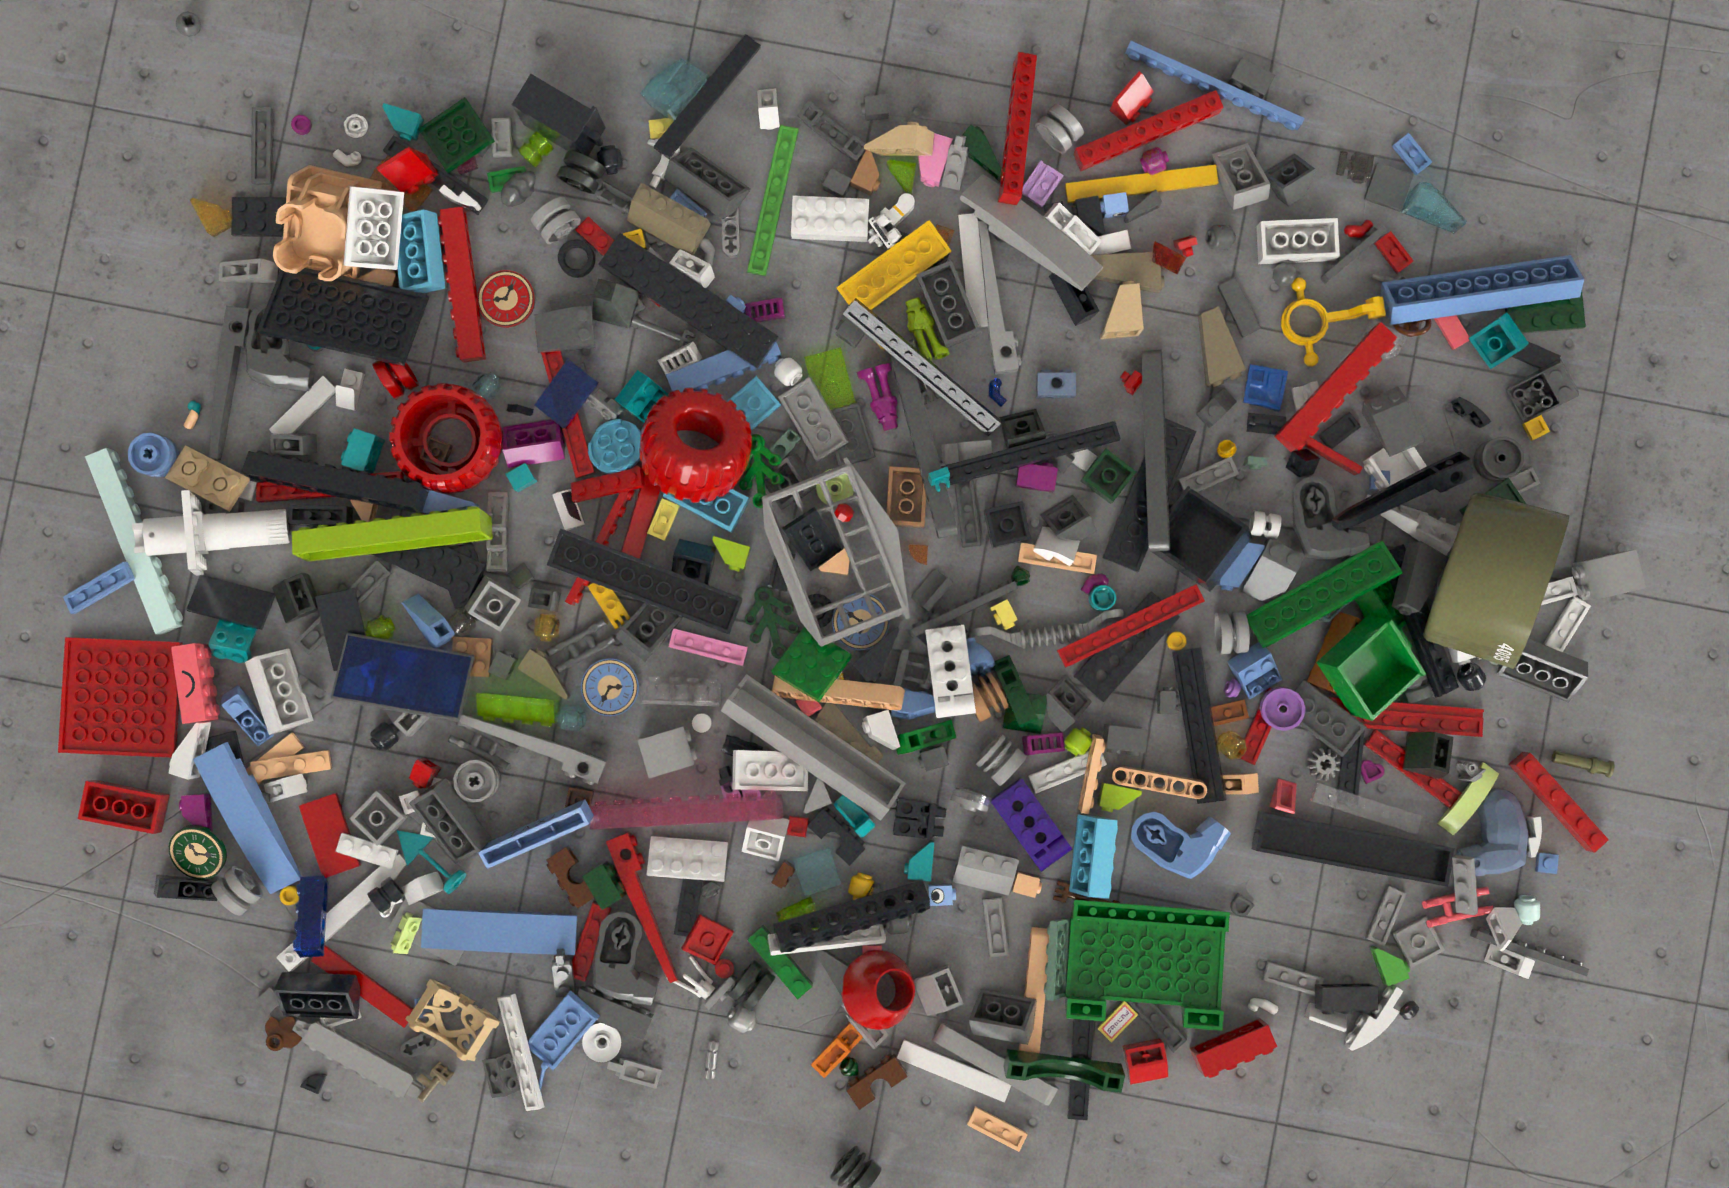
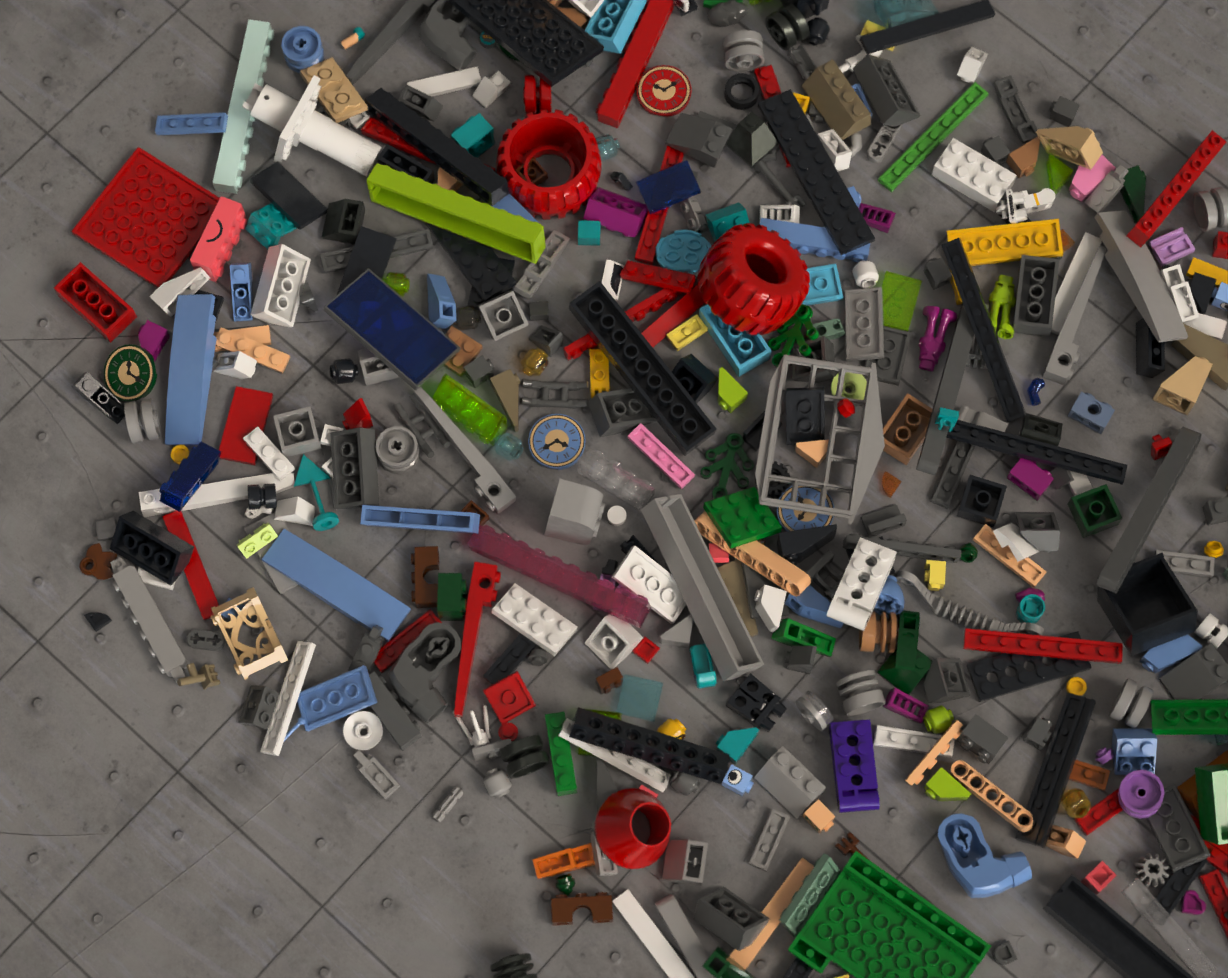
camera: 30 degrees right, 15 degrees down
(825, 823) = (673, 659): black arch -> none
(1093, 856) = (895, 823): medium azure brick -> none
(1128, 541) = (1080, 577): black plate -> none

